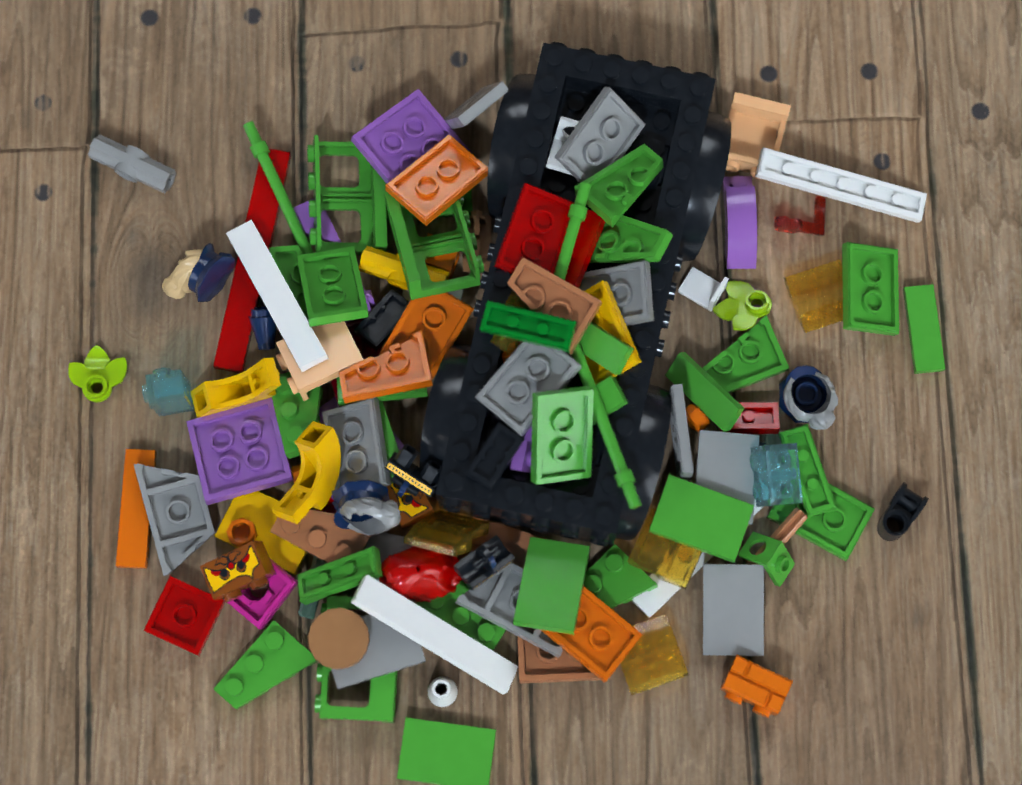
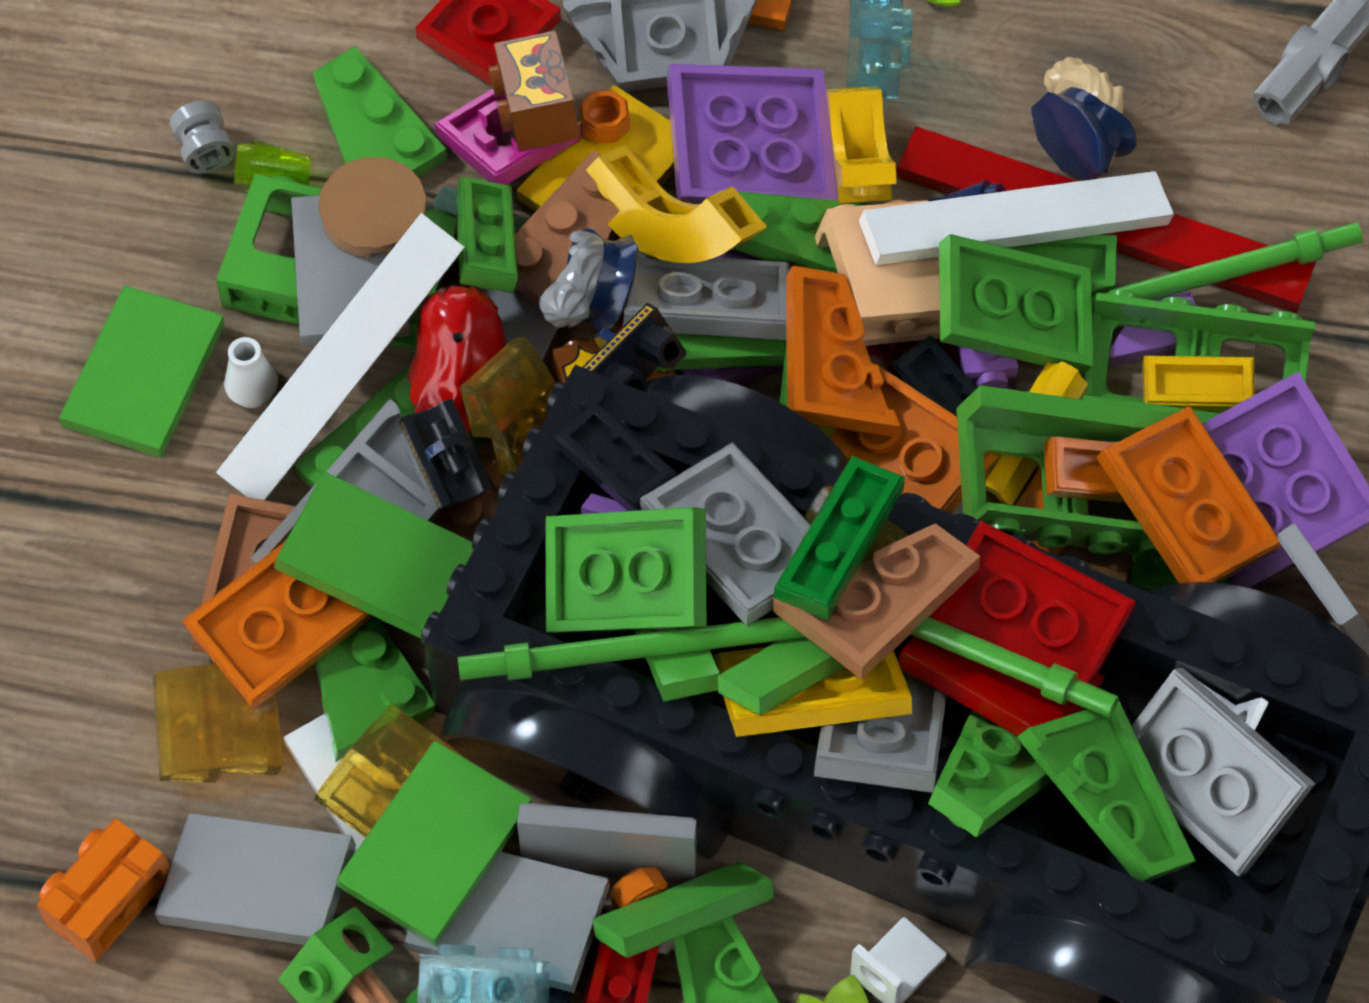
camera: 100 degrees right, 15 degrees down
(298, 756) = (205, 144): none -> light grey wheel
(303, 716) = (269, 161): none -> clear neon green cone
(353, 193) = (1198, 381): none -> yellow tile
(427, 238) = (1076, 472): none -> orange tile

